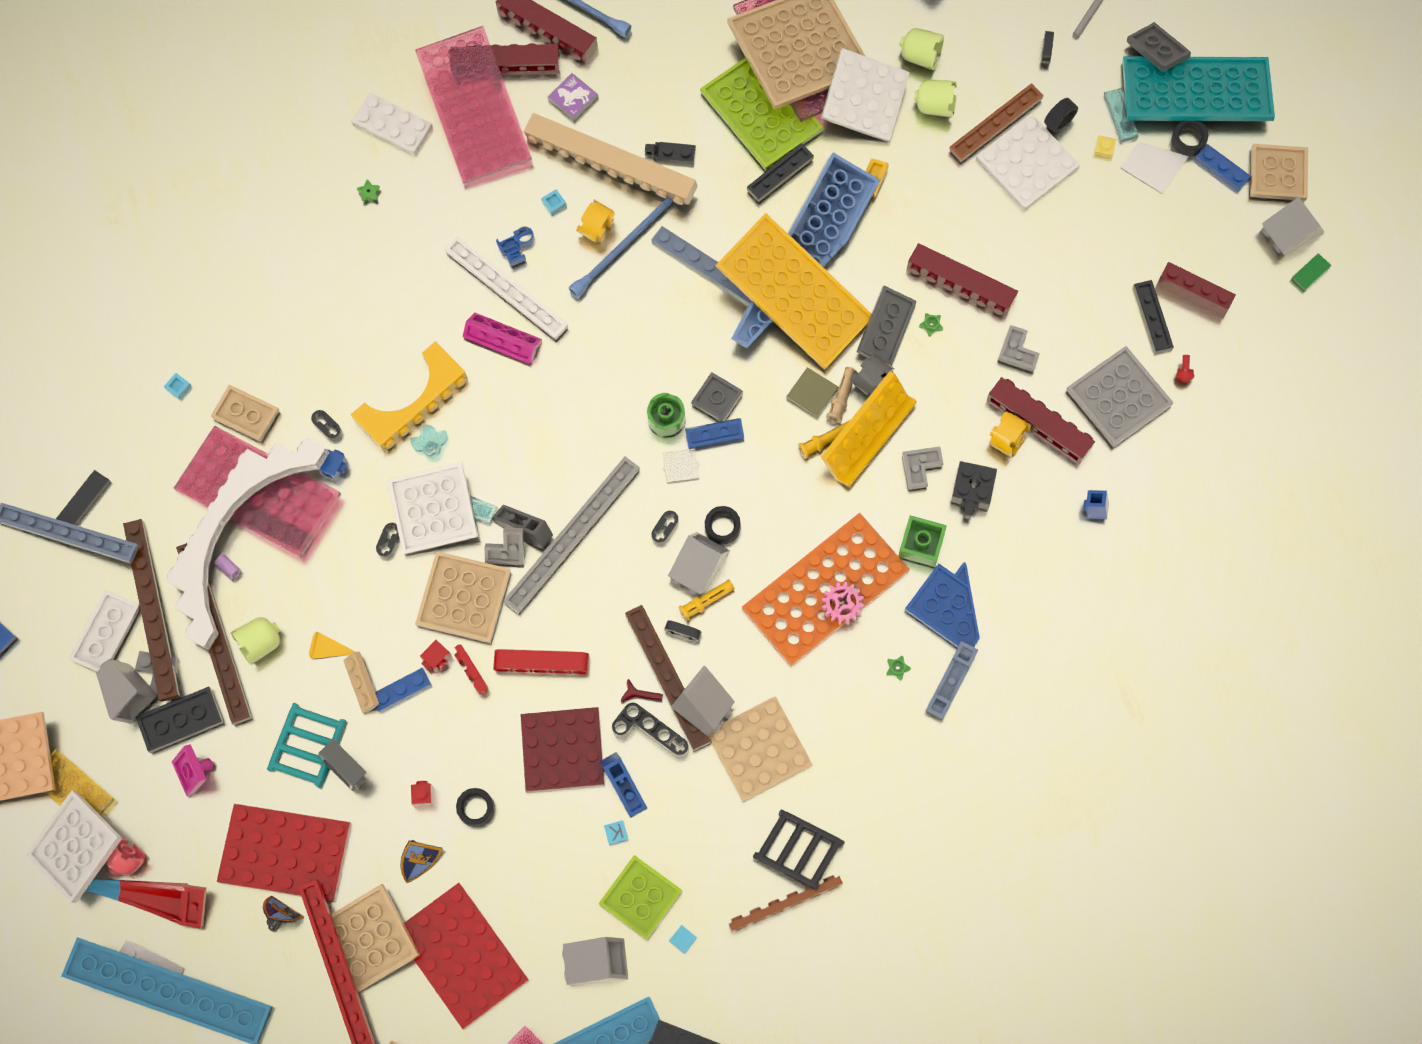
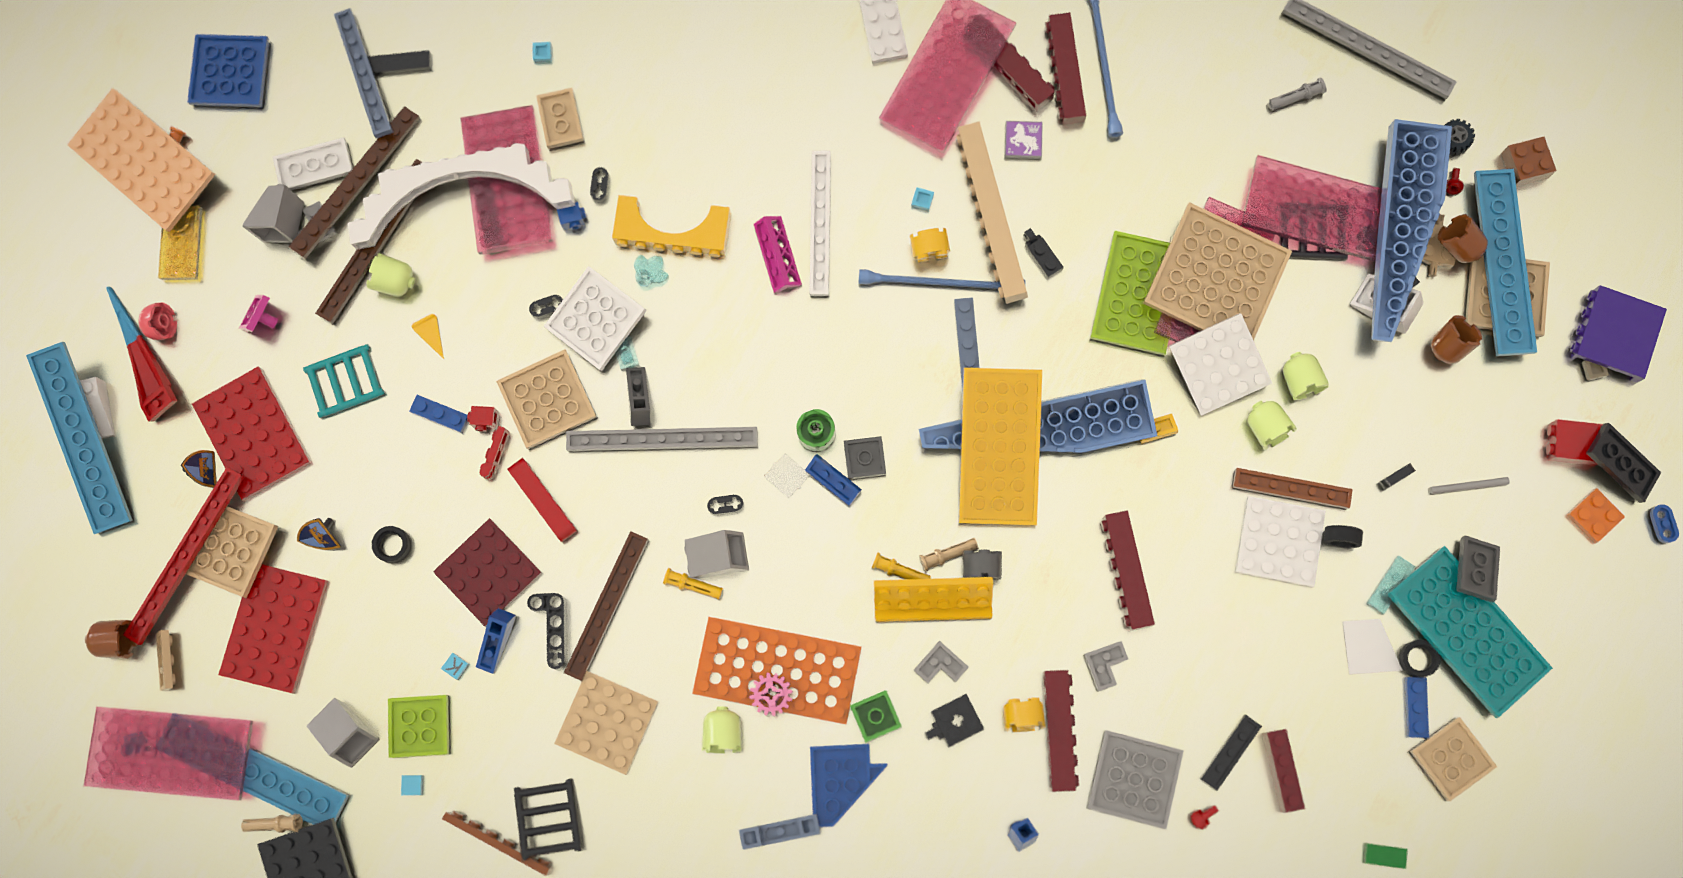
camera: 55 degrees right, 5 degrees up
(74, 846) = (133, 281): white plate -> none
(179, 719) = (290, 273): black plate -> none
(229, 568) = (432, 208): lavender piece -> none
(342, 765) = (342, 421): dark grey window -> none
(361, 682) = (420, 379): tan plate -> none
(368, 195) = (812, 59): bright green plate -> none
(422, 794) = (369, 497): red brick -> none
(509, 552) = (608, 402): light grey plate -> none
(512, 244) = (860, 197): blue piece -> none
(633, 692) = (574, 588): dark red piece -> none
(682, 630) = (652, 587): black beam -> none
(704, 702) = (603, 652): light grey slope -> none
(720, 510) = (762, 533): black tyre -> none
(780, 172) = (1097, 351): black plate -> none
(812, 392) = (931, 528): olive tile -> none
(840, 663) = (721, 731): none -> yellowish green cylinder
(886, 325) = (1036, 542): dark grey tile -> none
(897, 672) = (753, 778): bright green plate -> none
(931, 328) = (1076, 575): bright green plate -> none
(1105, 146) = (1349, 594): light yellow plate -> none
(1291, 227) = (1411, 809): light grey slope -> none

